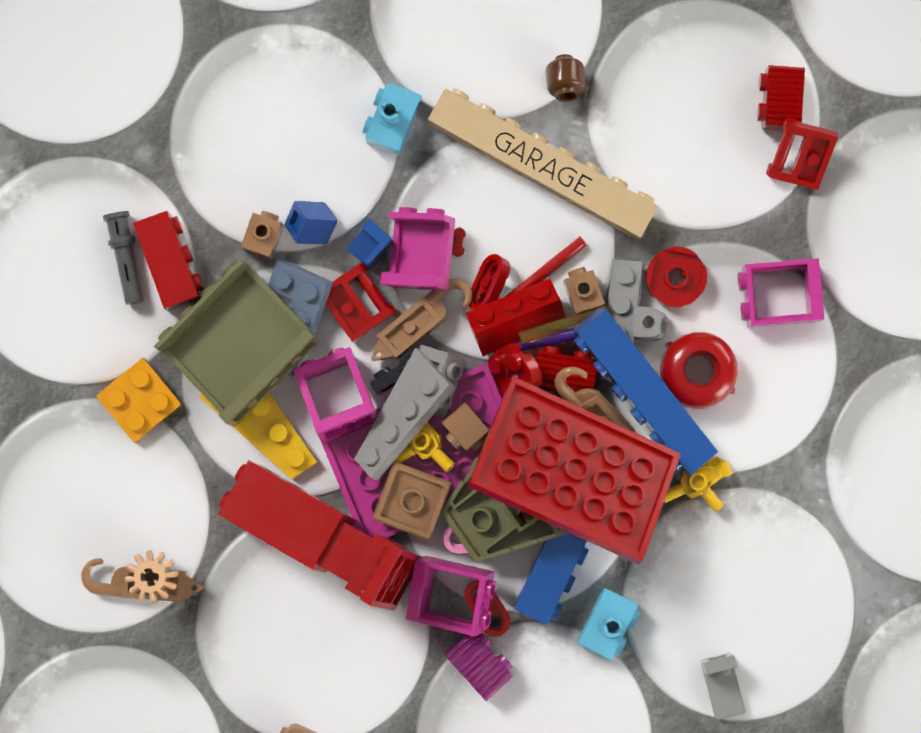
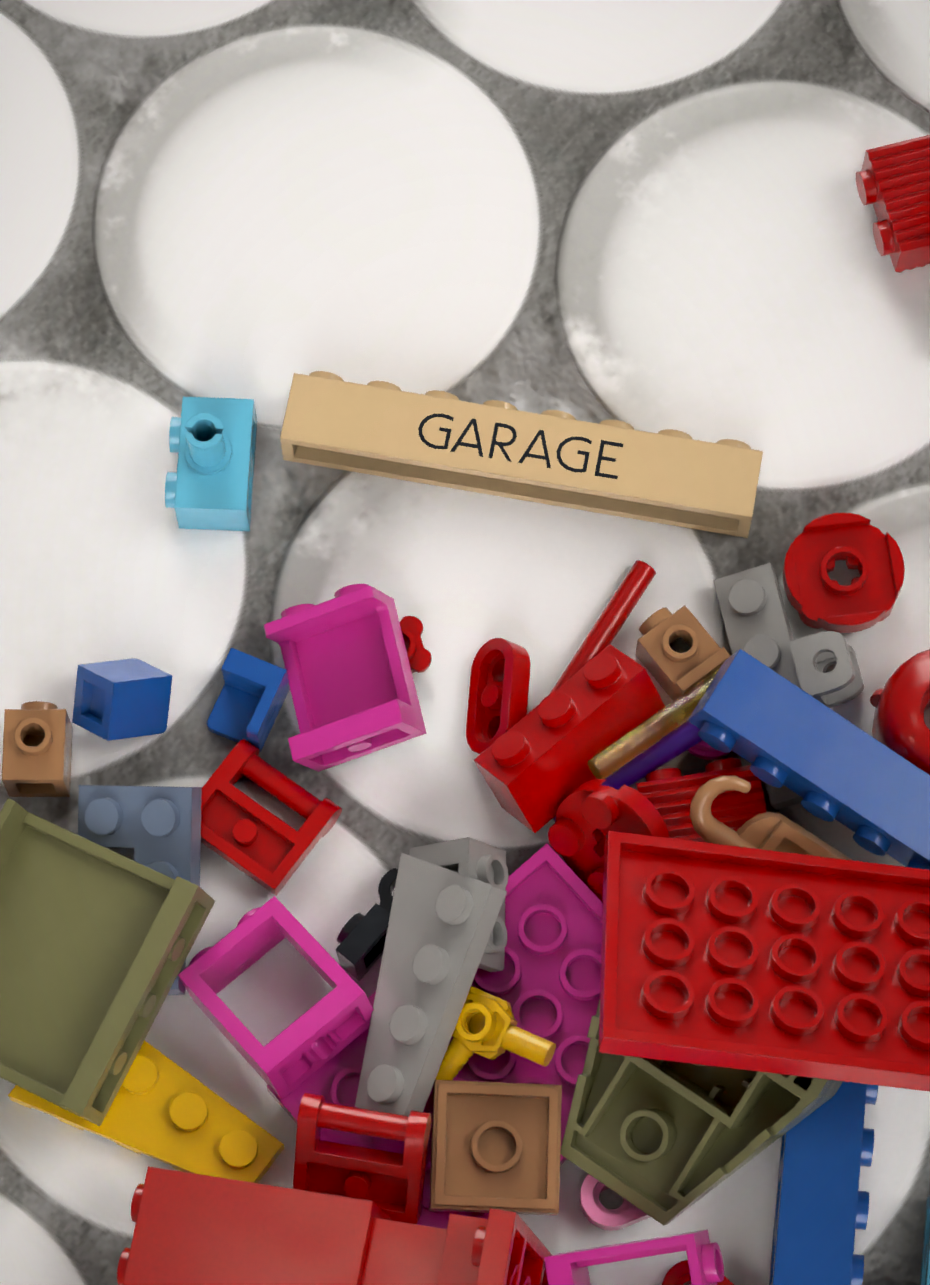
camera: 20 degrees left, 15 degrees down
(344, 493) = (358, 1172): none -> red plate
(417, 322) = (387, 815): medium nougat plate -> none
(465, 429) = (551, 973): medium nougat brick -> none
(565, 78) = (508, 292): reddish brown head -> none

